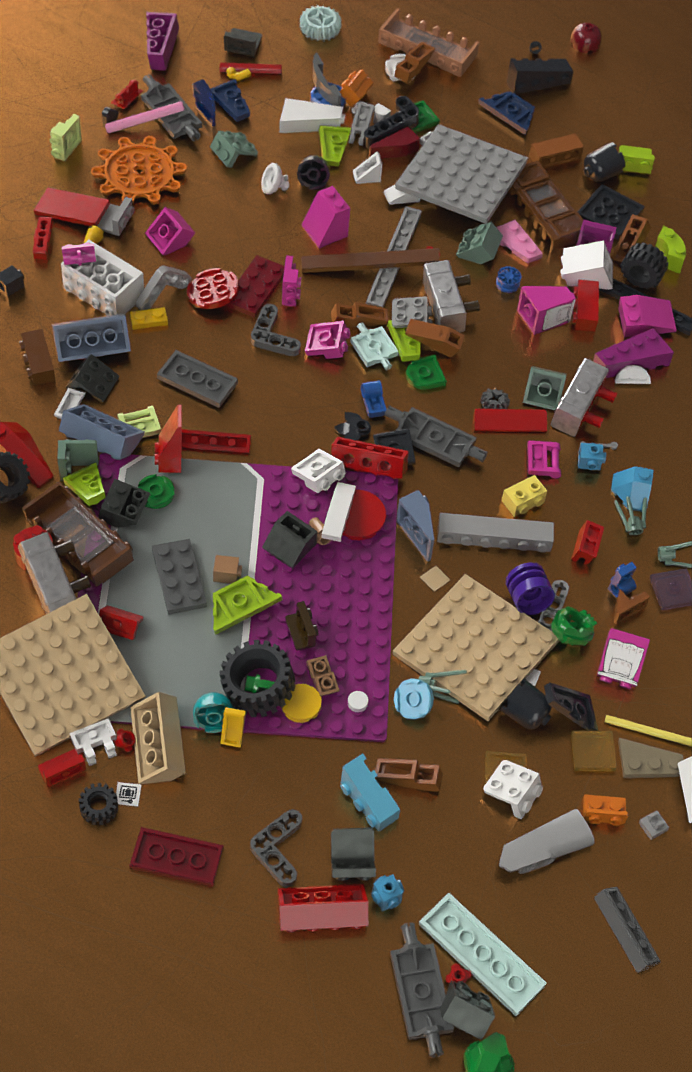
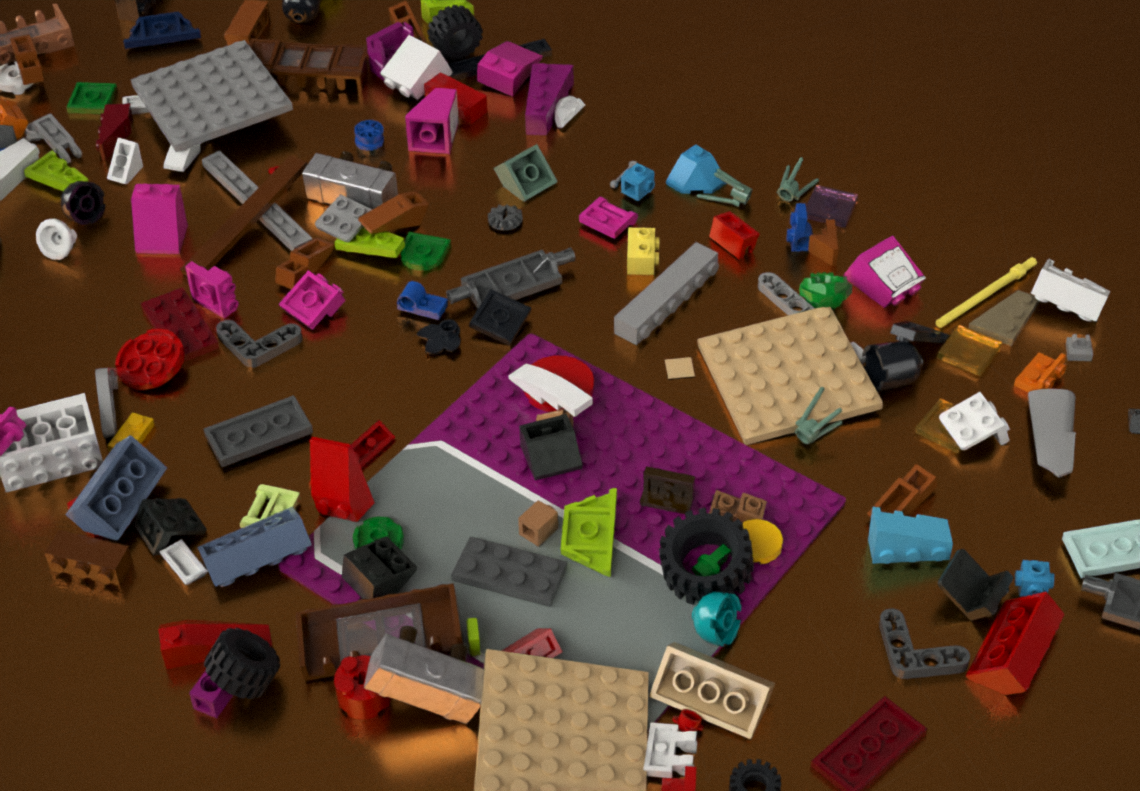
camera: 50 degrees left, 10 degrees down
(75, 454) = (266, 584): sand green bracket -> none
(86, 484) = (319, 591): lime wing -> none
(108, 585) = (473, 637): none -> lime tile
(128, 794) = (754, 751): white sticker -> none
(169, 231) = (32, 358): dark pink slope -> none
(233, 727) = (750, 610): yellow tile -> none
(319, 470) = (480, 383): white plate -> none
(357, 701) = (789, 494): white tile -> none
(374, 346) = (355, 270): light aqua plate -> none
(378, 454) = (487, 337): red brick -> none
(380, 113) = (64, 117): white brick -> none
(406, 116) = (90, 103): black beam -> none
(413, 698) = (820, 447): medium azure tile -> none
(416, 522) = (617, 339): sand blue slope -> none
(480, 243) = (305, 131): sand green slope -> none
(510, 420) = (540, 218): red slope -> none
(519, 242) = (323, 106): bright pink wing -> none
(530, 588) = (761, 294): dark purple wheel -> none
(579, 397) = (567, 153): flat silver piece -> none
(610, 208) = (355, 24): black plate -> none

